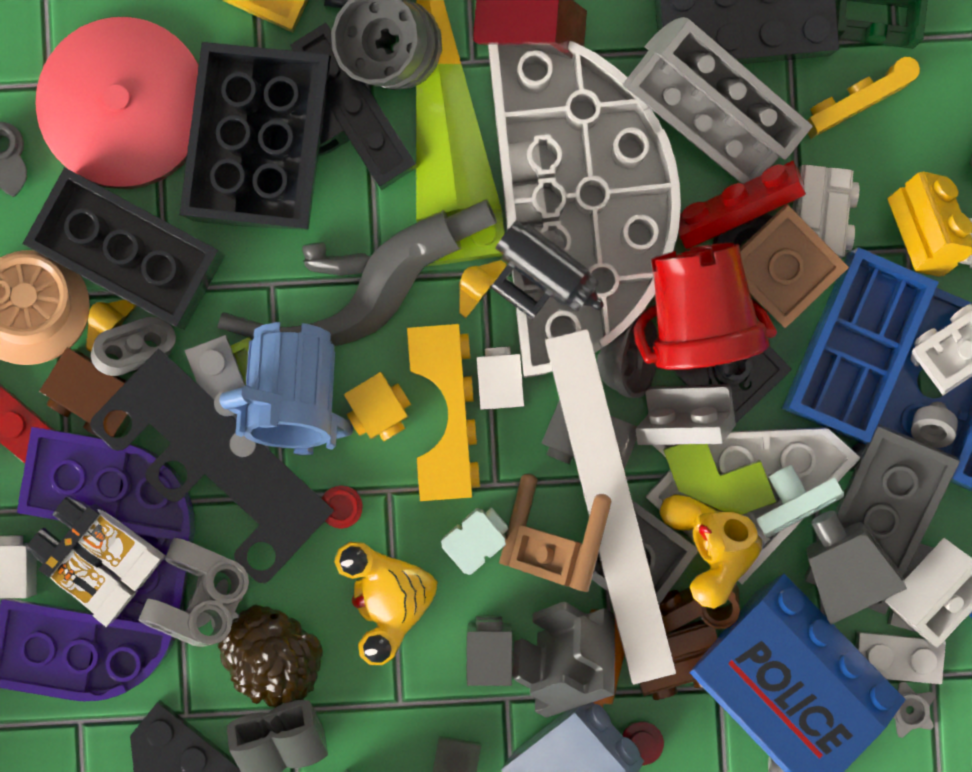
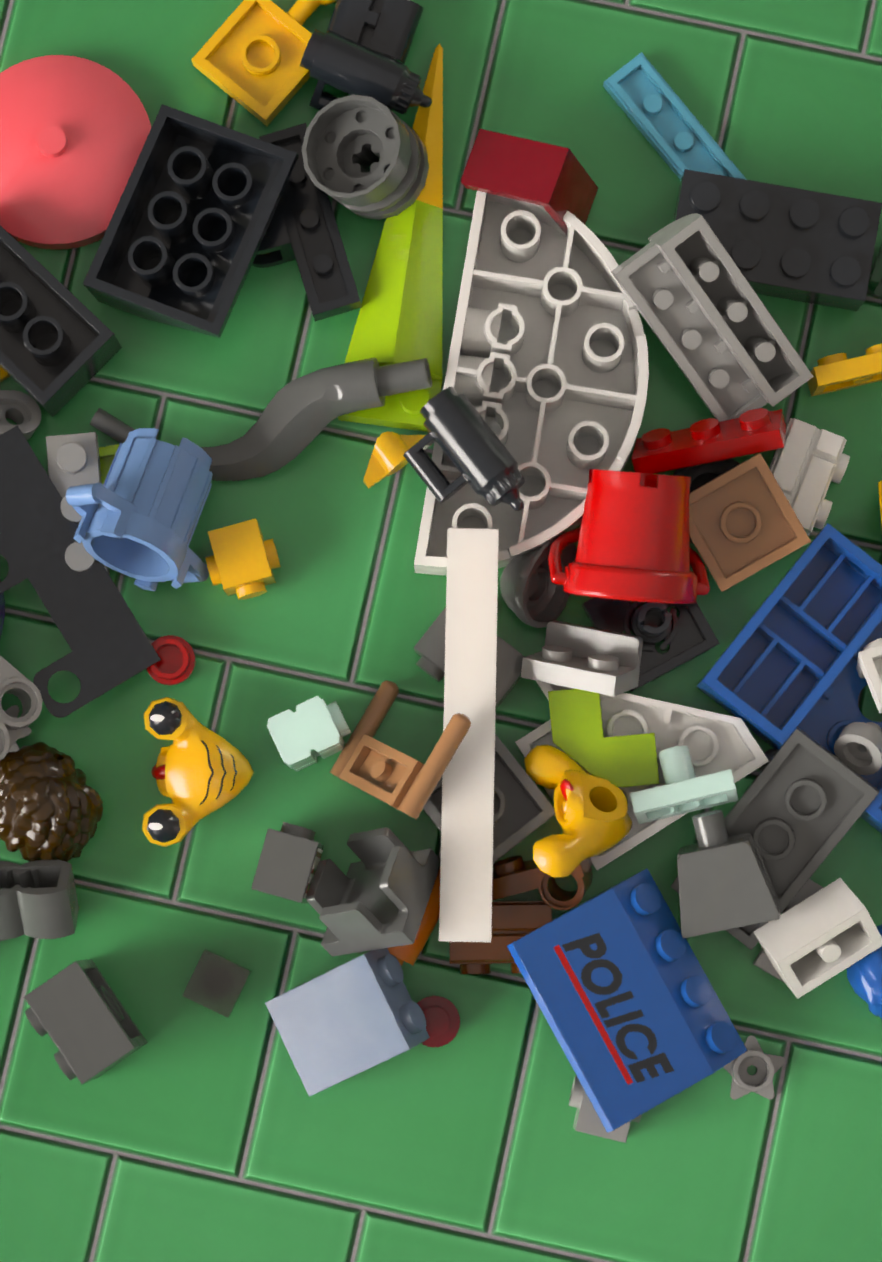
camera: 20 degrees right, 5 degrees down
(344, 265) = (248, 392): dark grey arm -> none
(438, 356) = (299, 648): yellow arch -> none
(500, 379) = (387, 566): white brick -> none
(903, 657) = (760, 1006): white plate -> none

